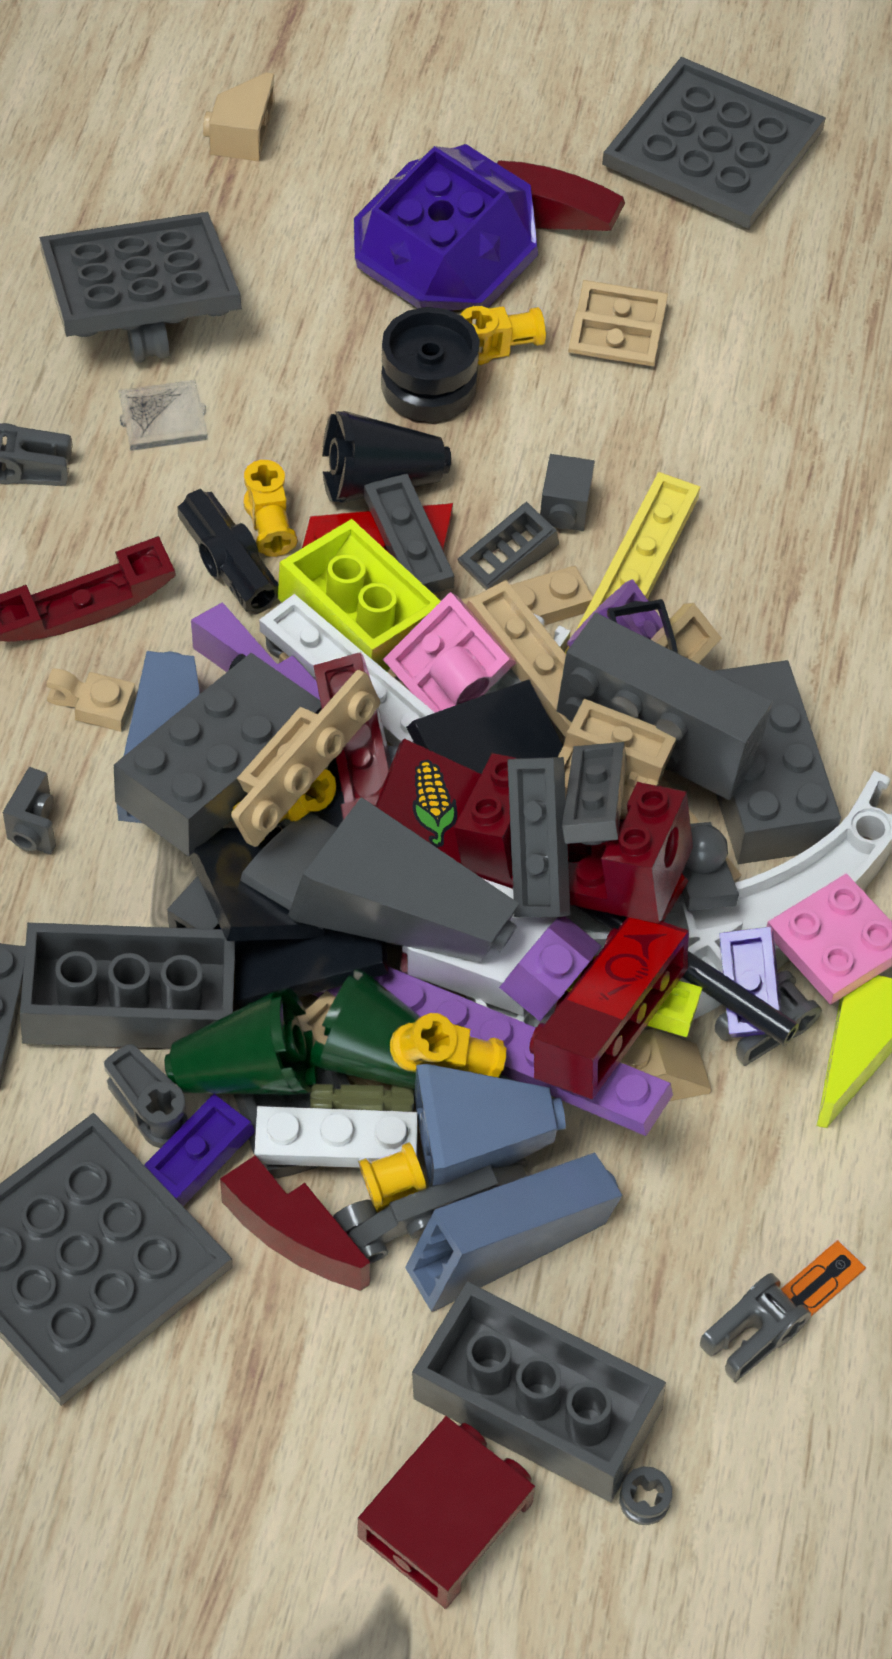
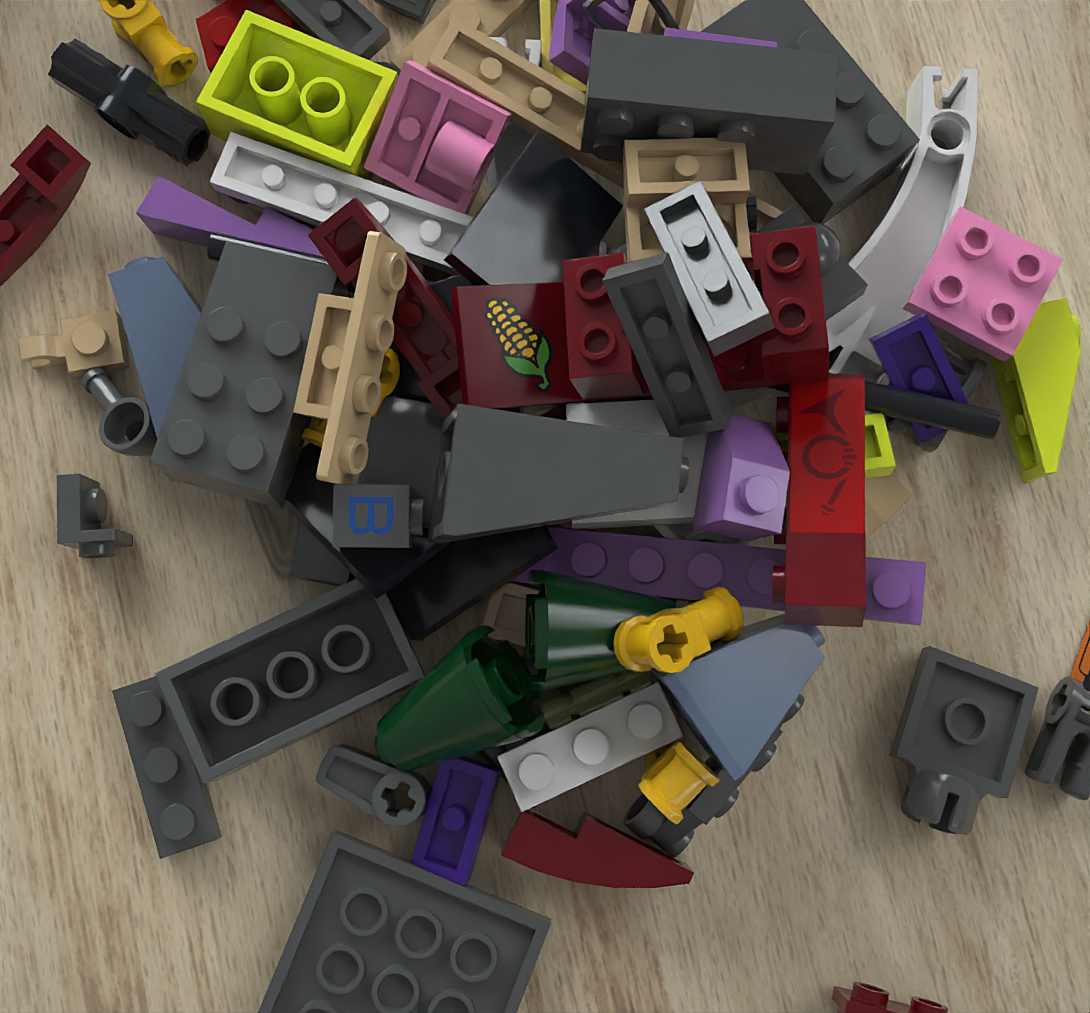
camera: 25 degrees left, 25 degrees up
(98, 756) = (126, 421): none -> dark grey bar
(258, 873) = (376, 515): none -> dark grey brick
(510, 1227) = (790, 793): sand blue slope -> none
(538, 1391) = (919, 921): dark grey brick -> none
(649, 1479) = (1071, 966): dark grey bush -> none
(651, 1279) = (959, 738): none -> dark grey plate

